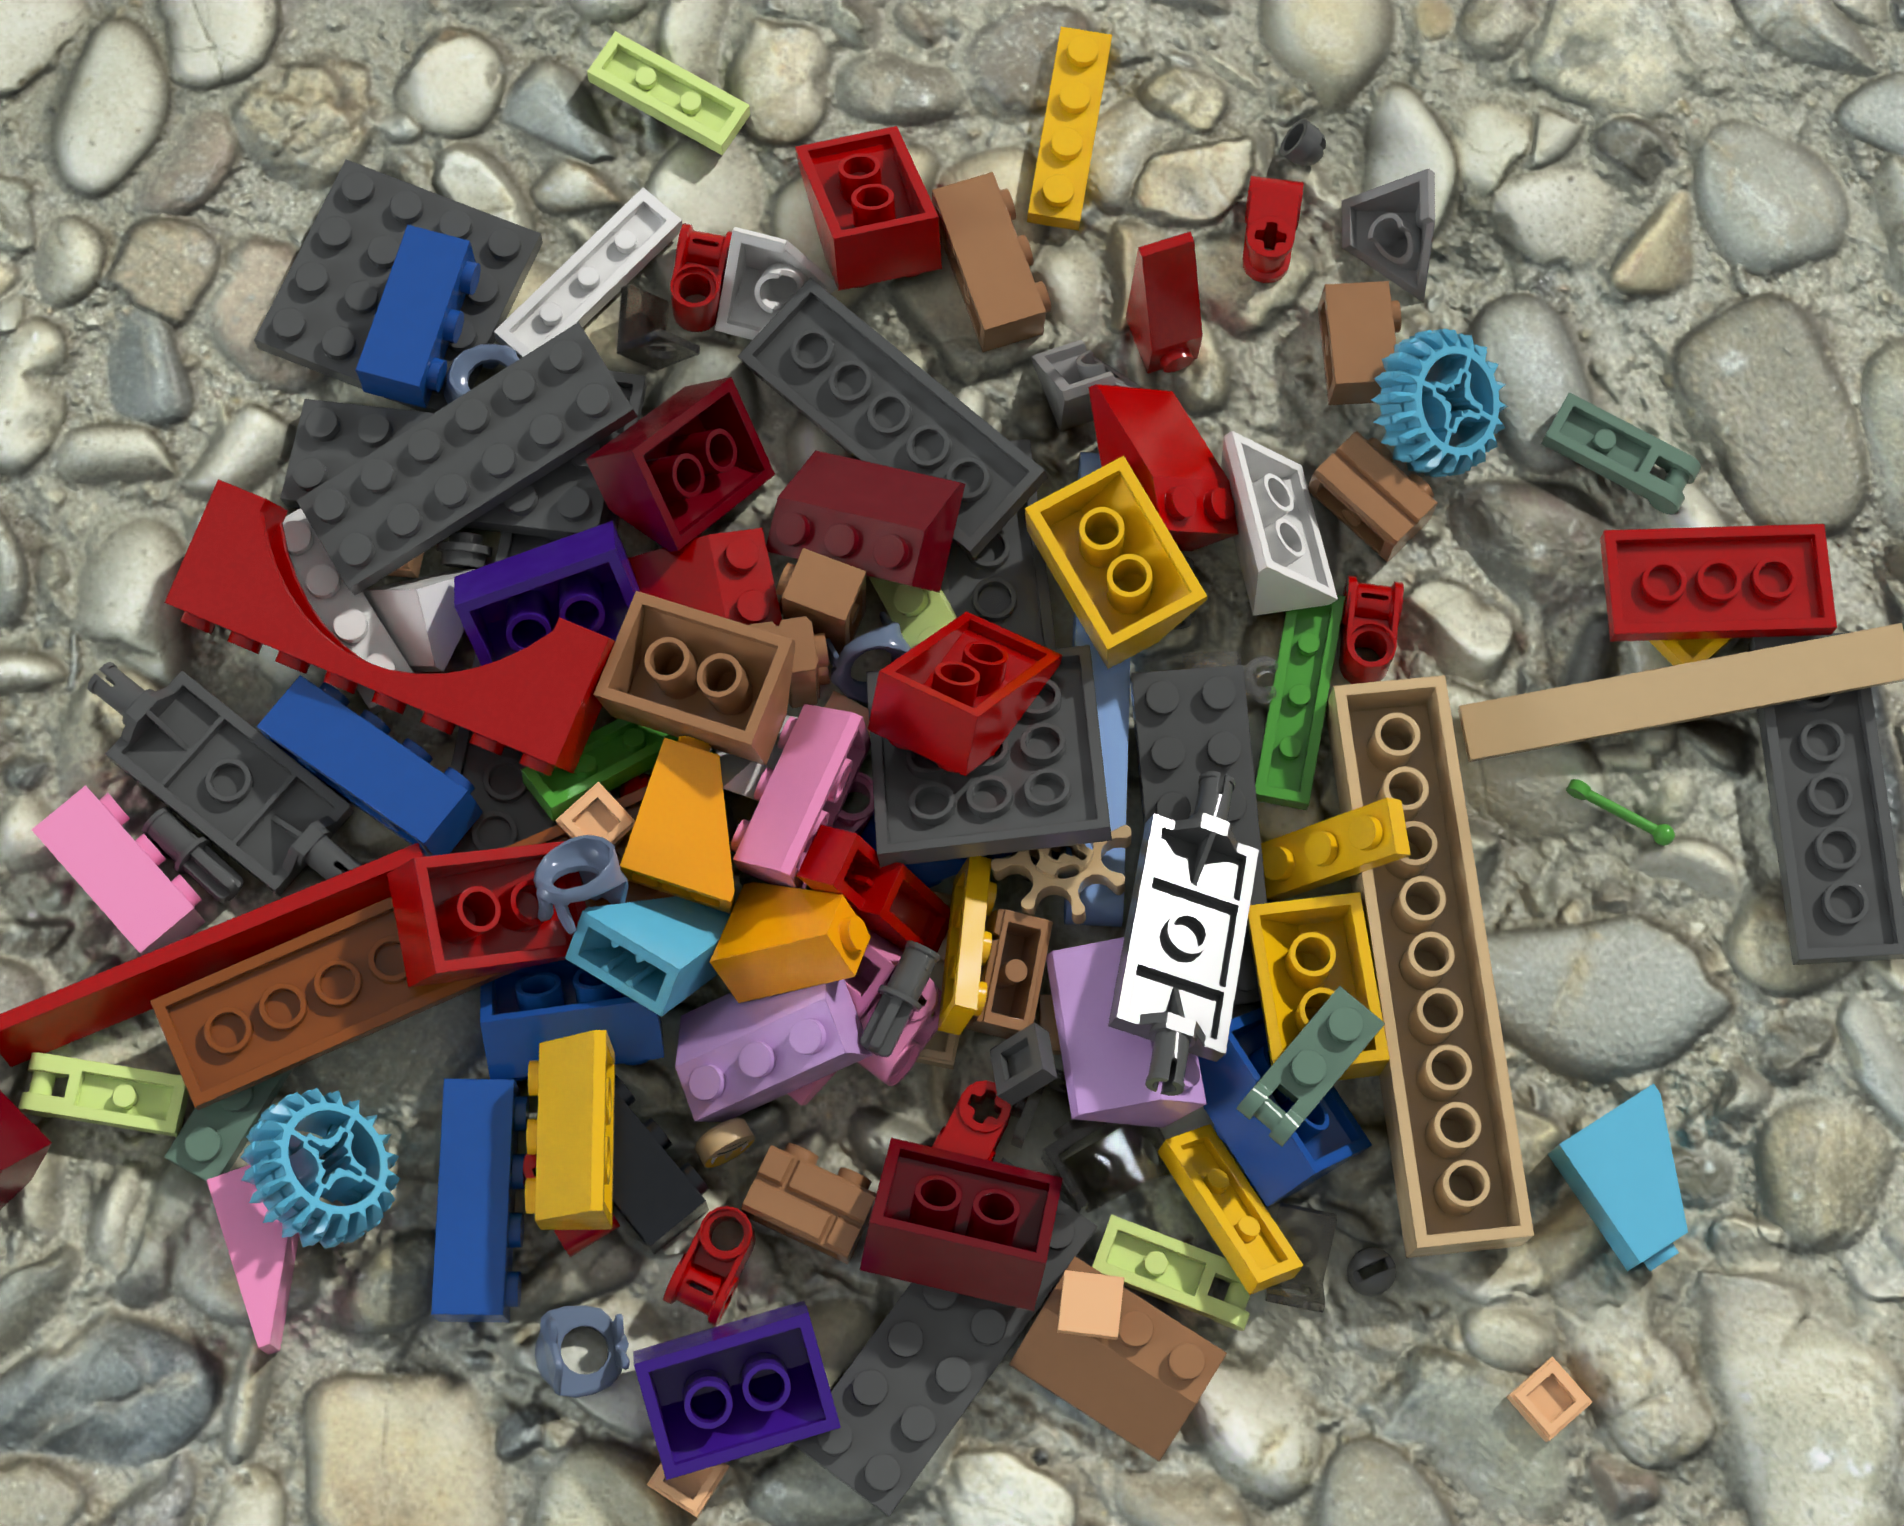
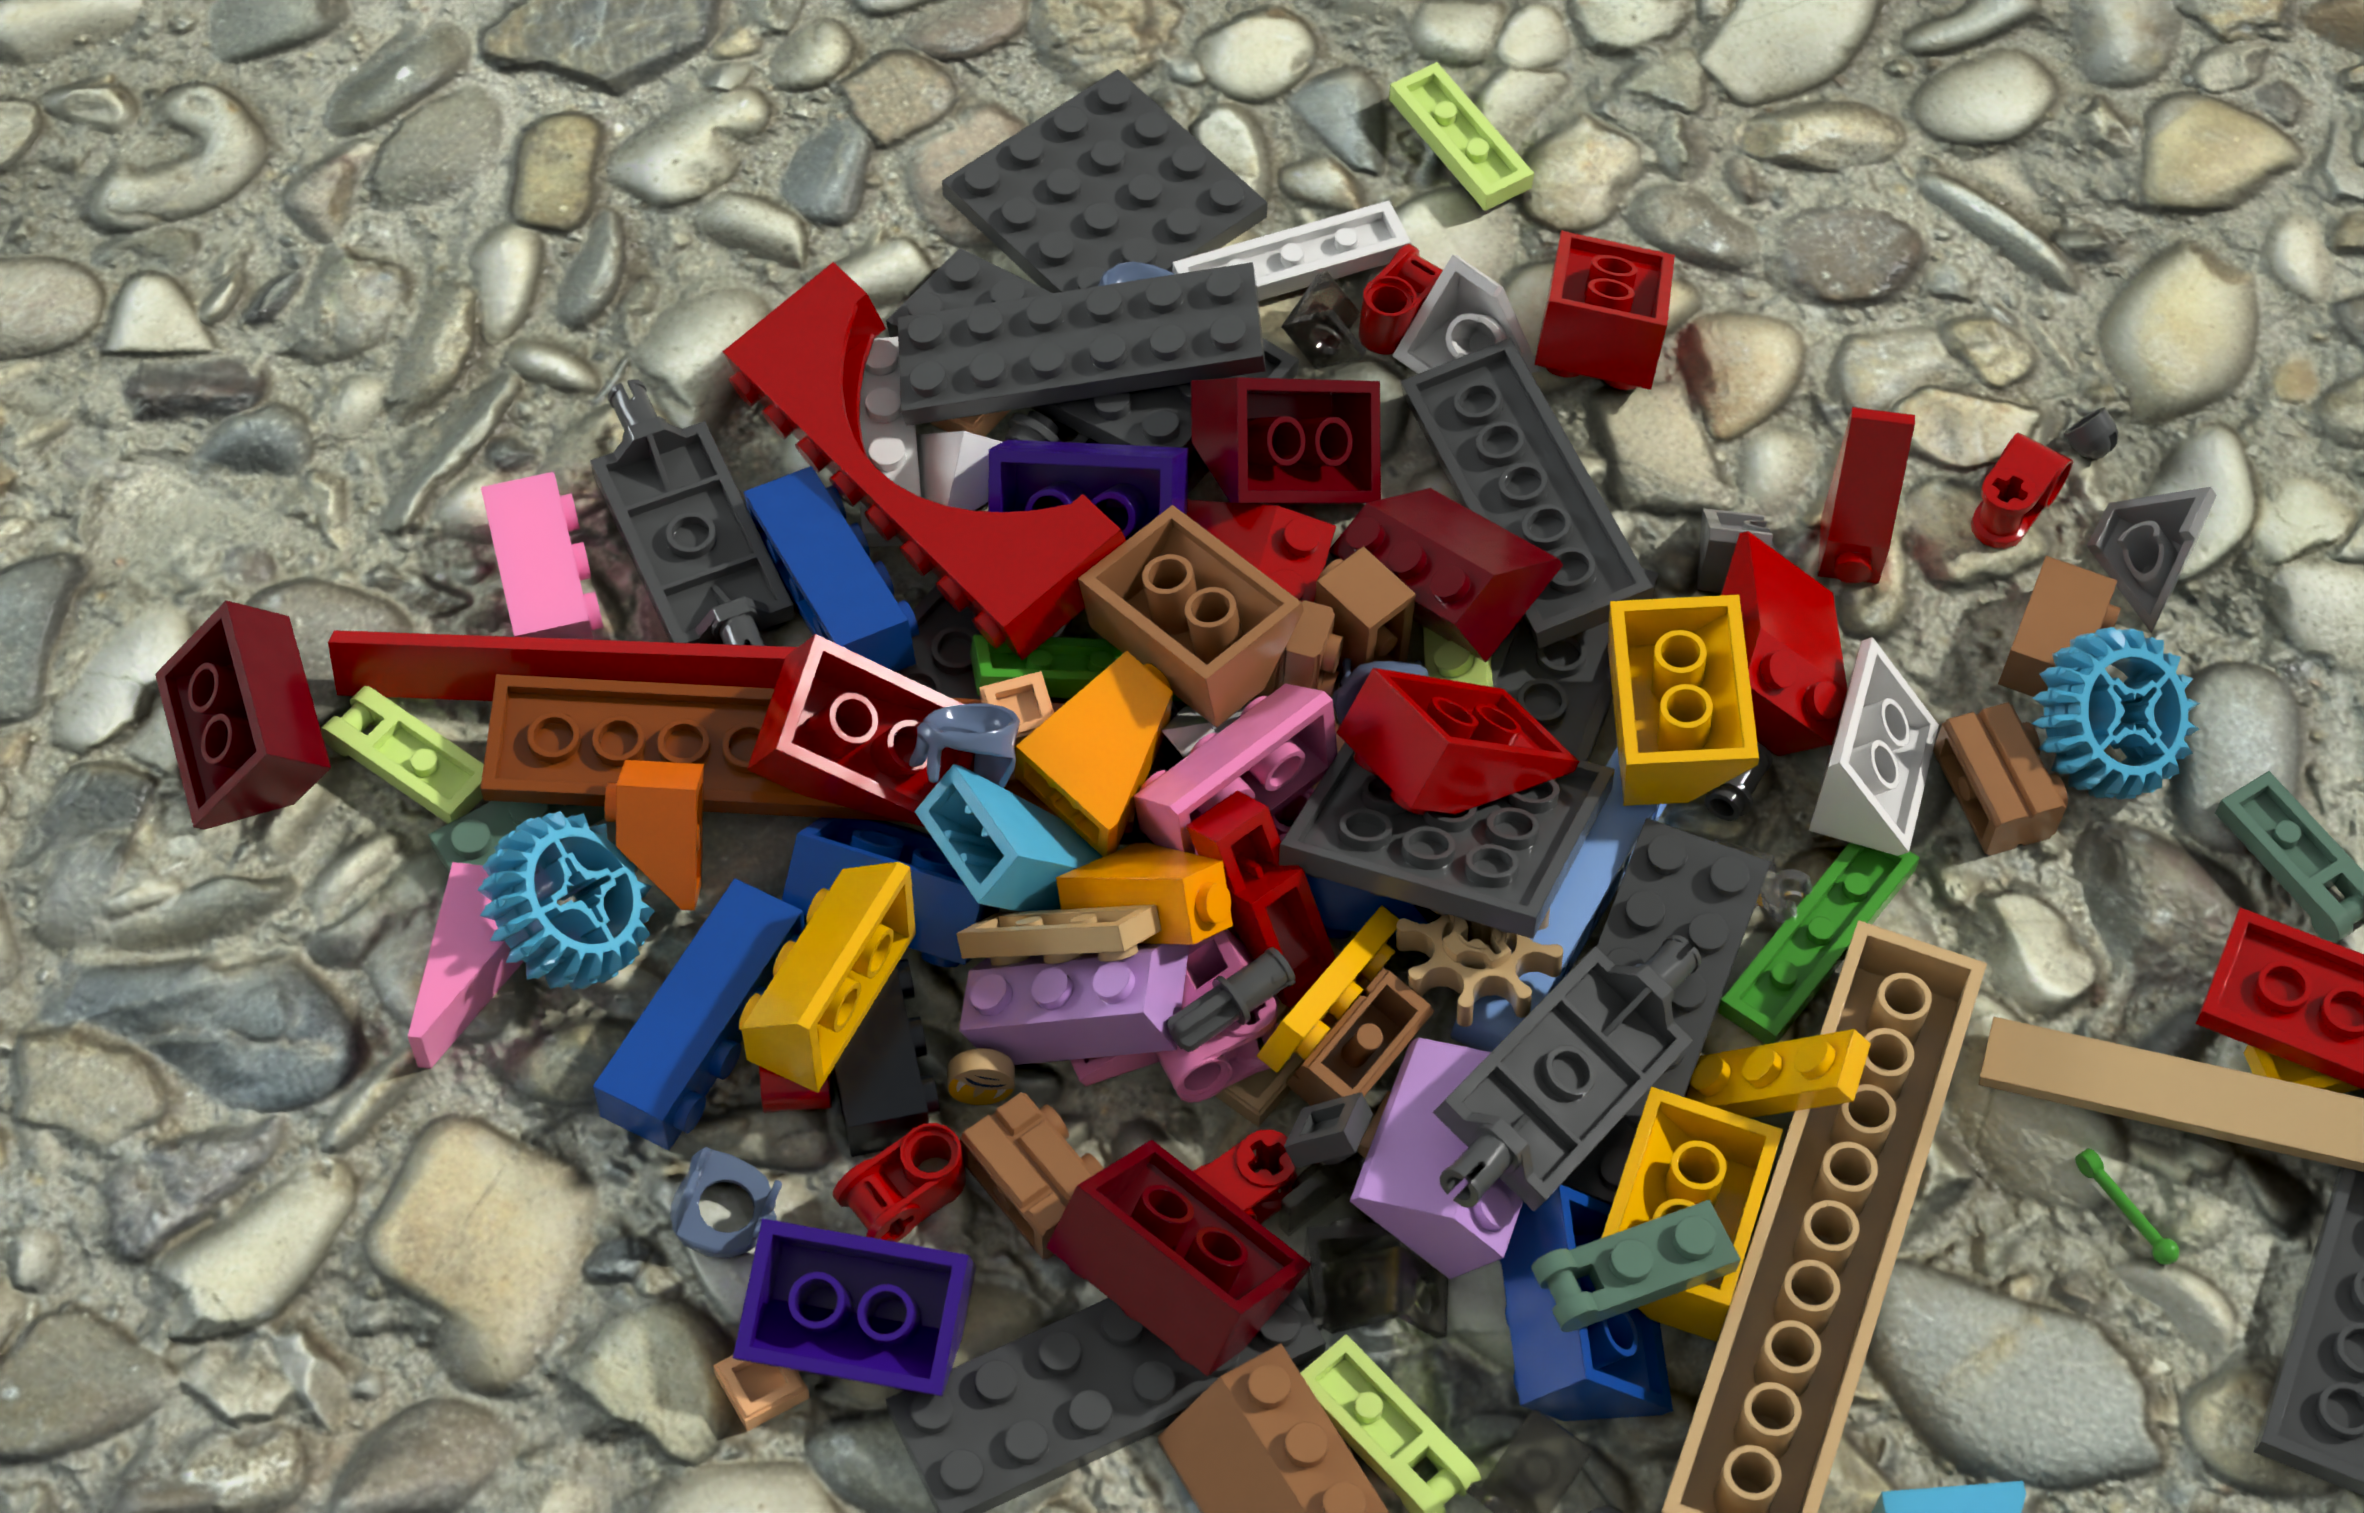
camera: 30 degrees right, 15 degrees down
(193, 855) = (618, 585): dark grey axle -> none
(360, 1064) = (661, 824): none -> orange slope
(418, 317) = (1104, 211): blue brick -> none
(739, 1009) = (1060, 934): none -> tan plate
(990, 261) = (1704, 403): medium nougat brick -> none
(1069, 128) = (1851, 326): yellow plate -> none
(1090, 1304) = (1268, 1390): light nougat tile -> none
(1230, 1209) = (1477, 1388): yellow plate -> none
(1369, 621) = (1935, 896): red piece -> none

